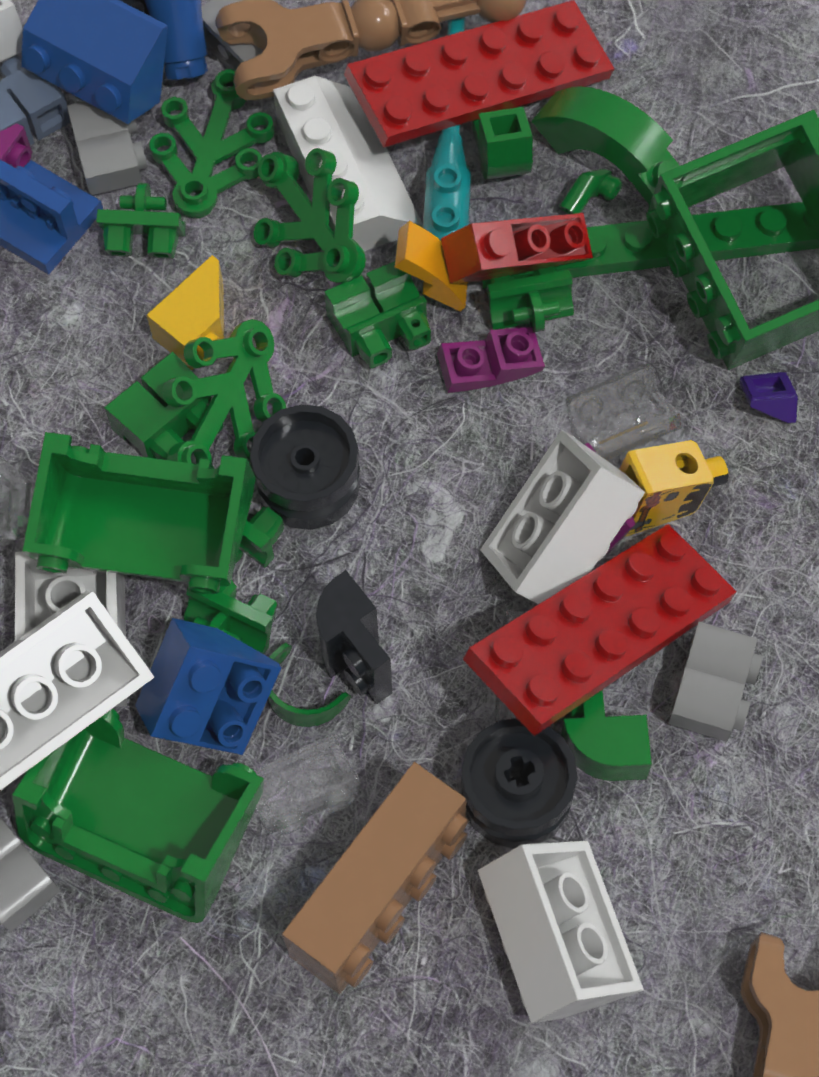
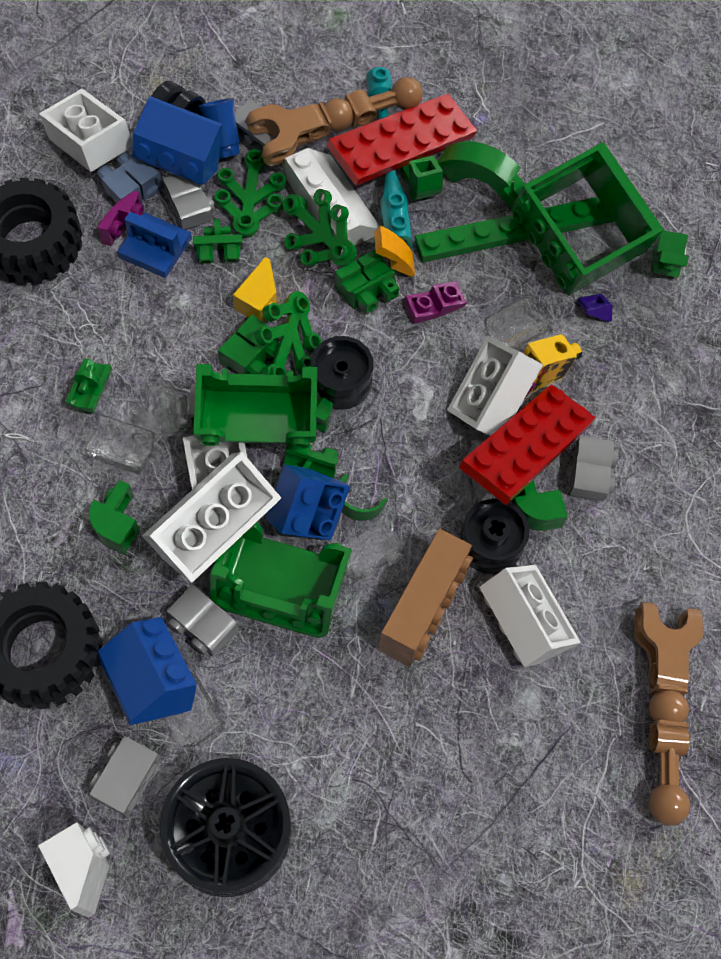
camera: 15 degrees left, 0 degrees up
(351, 638) = (386, 467): black brick -> none
(515, 246) = (440, 235): red slope -> none
(530, 299) = (452, 265): green hips -> none
(590, 185) = (474, 198): green arm -> none

